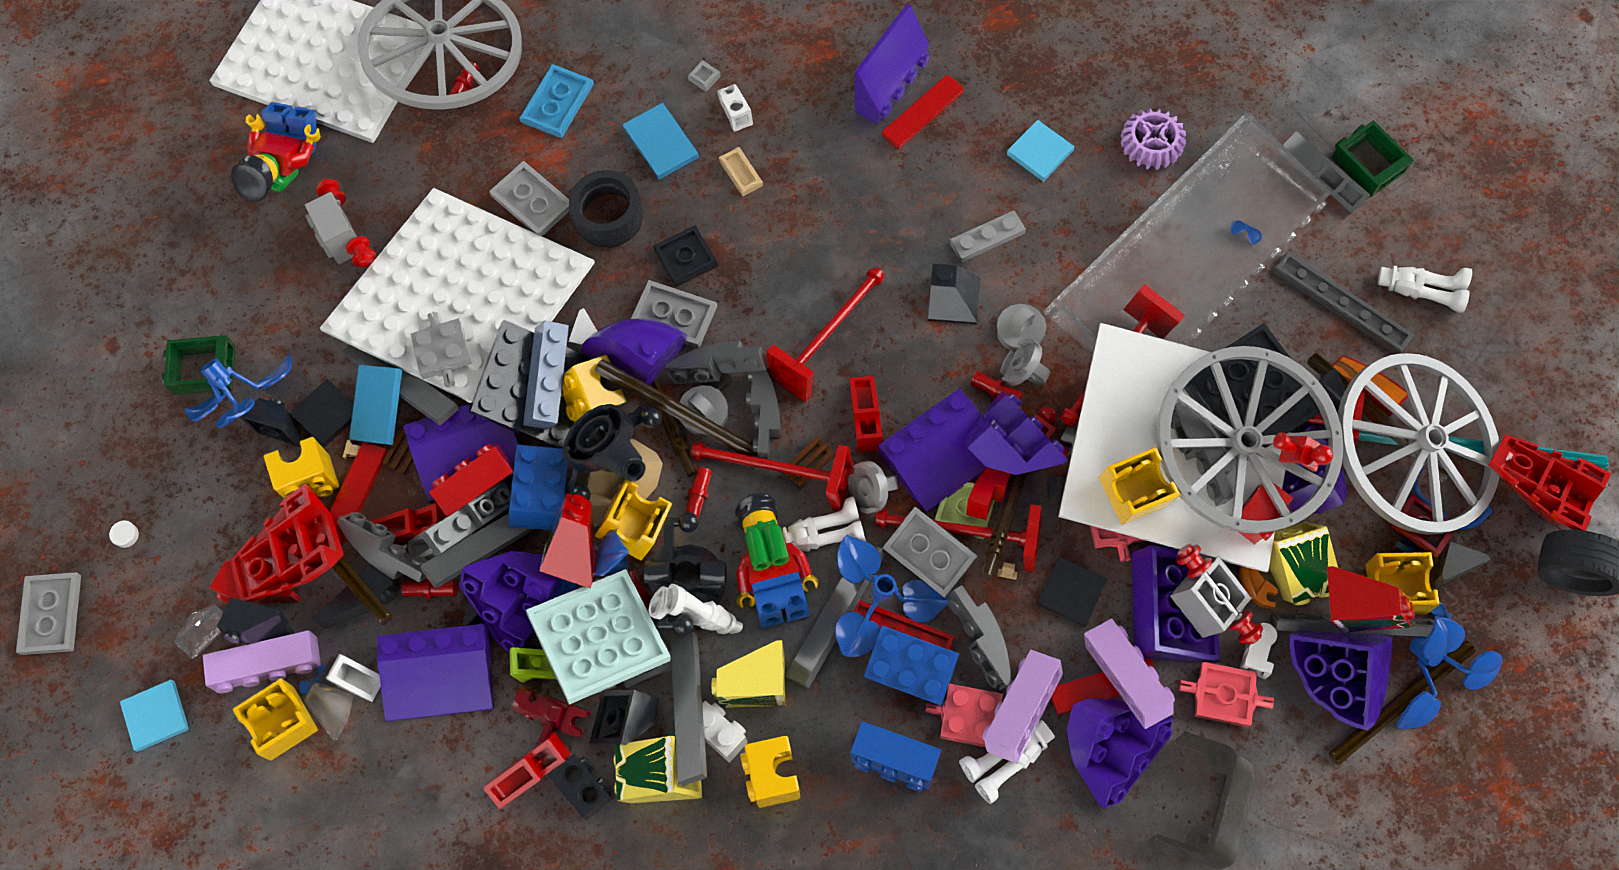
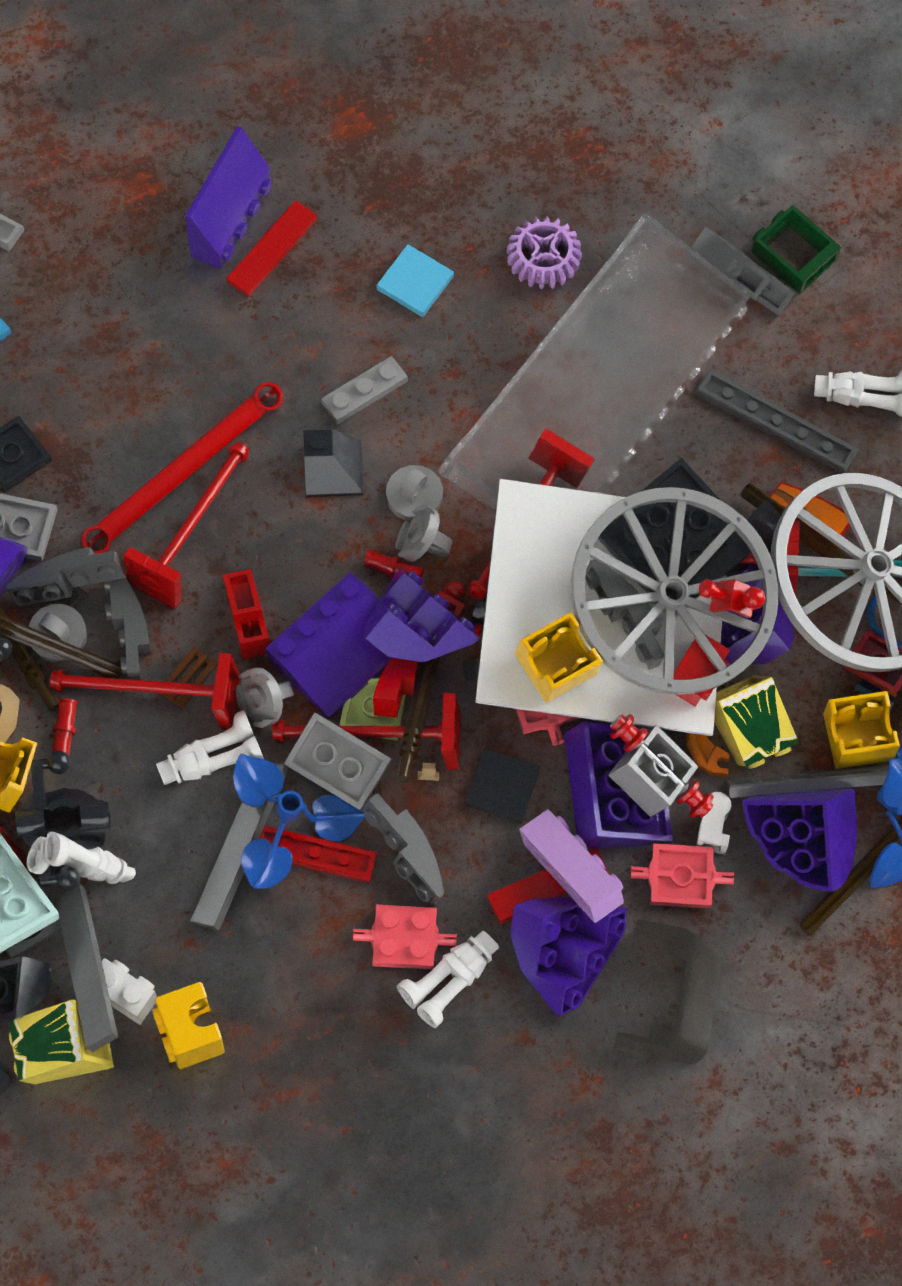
camera: 15 degrees left, 0 degrees up
(735, 107) = (47, 268): white leg -> none
(740, 171) = (64, 344): tan tile -> none
(753, 679) = (154, 928): light yellow slope -> none
(771, 565) = (159, 799): piece -> none
(826, 283) = (182, 467): none -> red piece
(894, 756) = (324, 990): blue brick -> none
(911, 665) = (331, 889): blue brick -> none
(1022, 706) = (459, 916): lavender brick -> none
(1253, 234) = (669, 354): blue piece -> none
(1365, 603) = (817, 755): red slope -> none

